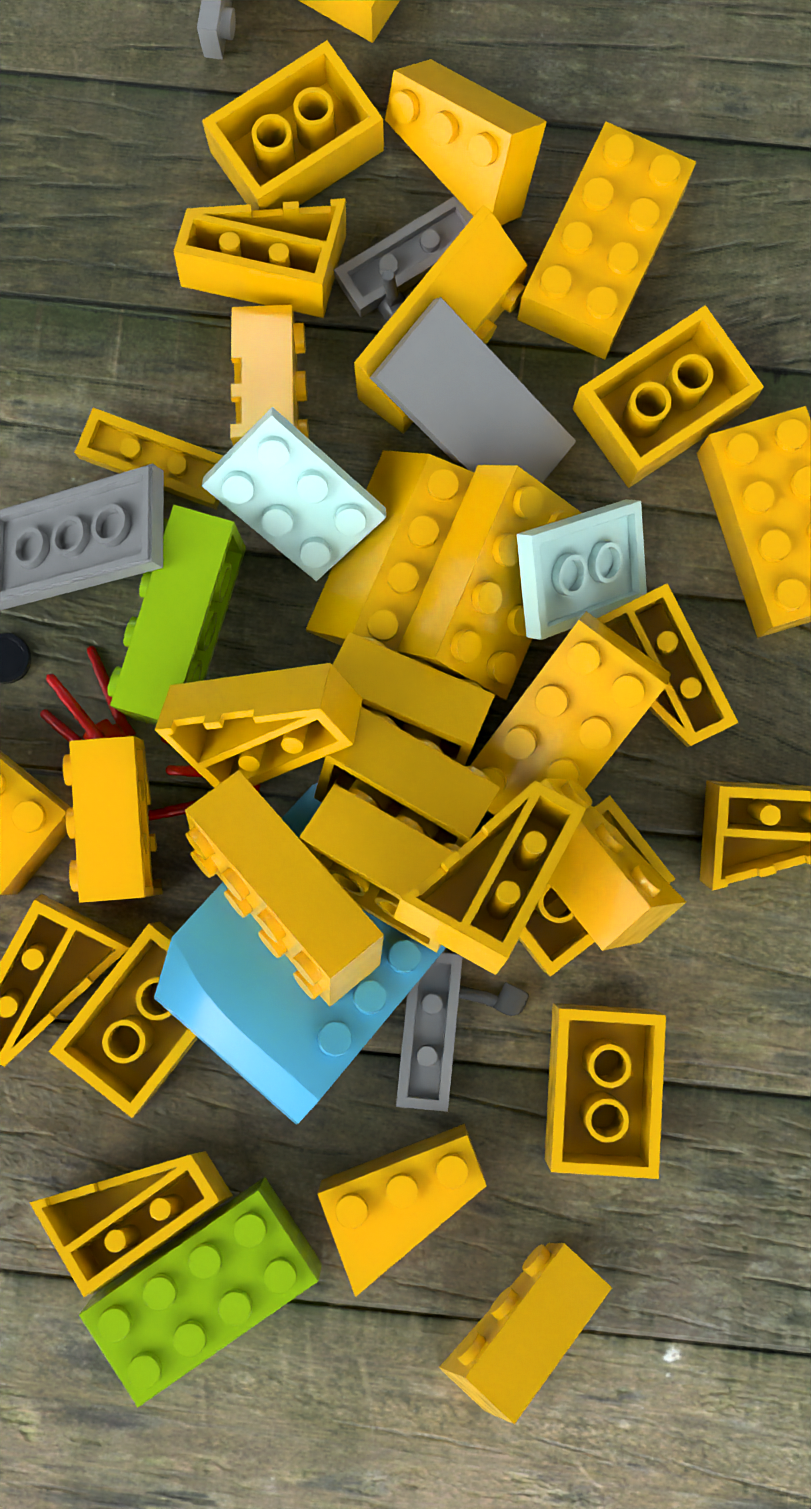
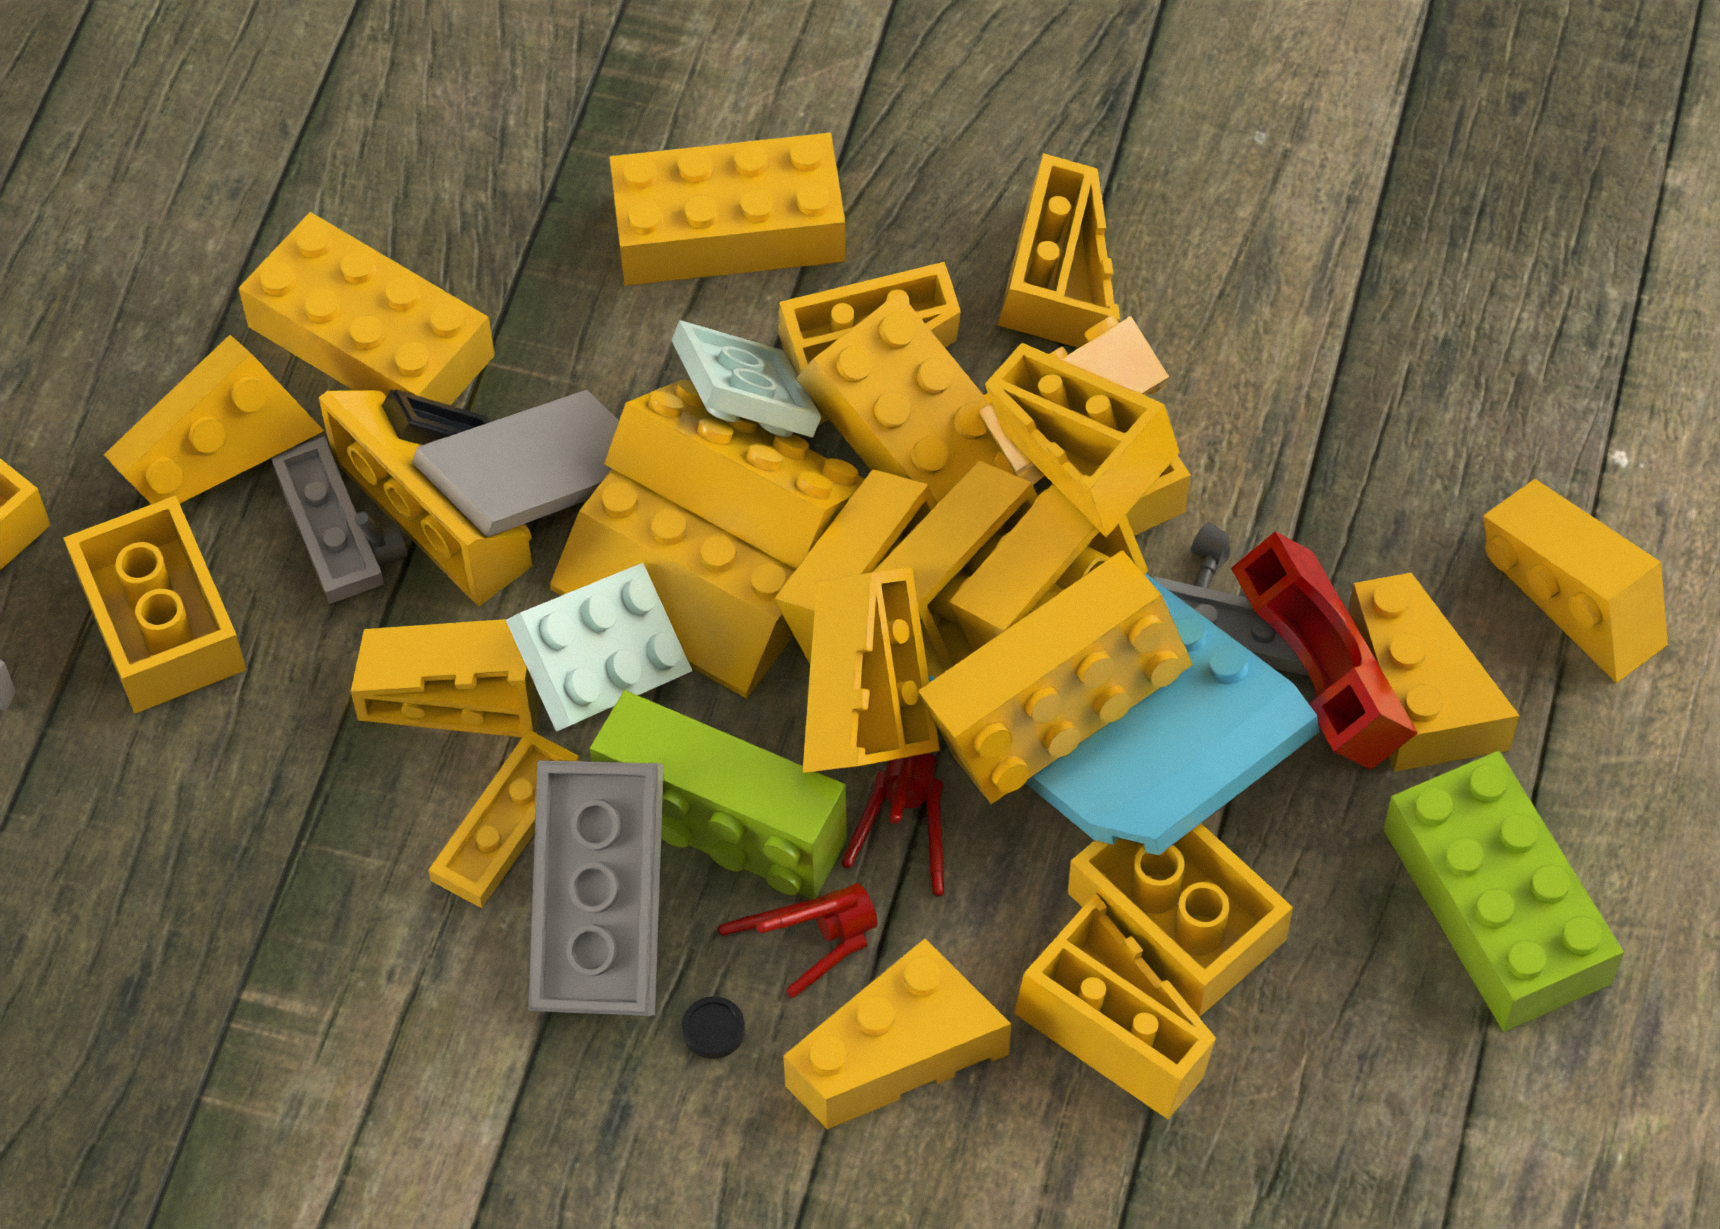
camera: 80 degrees left, 25 degrees down
(110, 819) = (946, 885): yellow wedge -> none
(126, 1218) = (1410, 947): yellow wedge -> none
(263, 253) = (293, 653): yellow wedge -> none
(337, 1151) = (1352, 694): none -> red arch
(501, 318) = (427, 420): none -> black tile
(605, 1091) = (1320, 458): yellow brick -> none
(666, 396) = (565, 288): yellow brick -> none

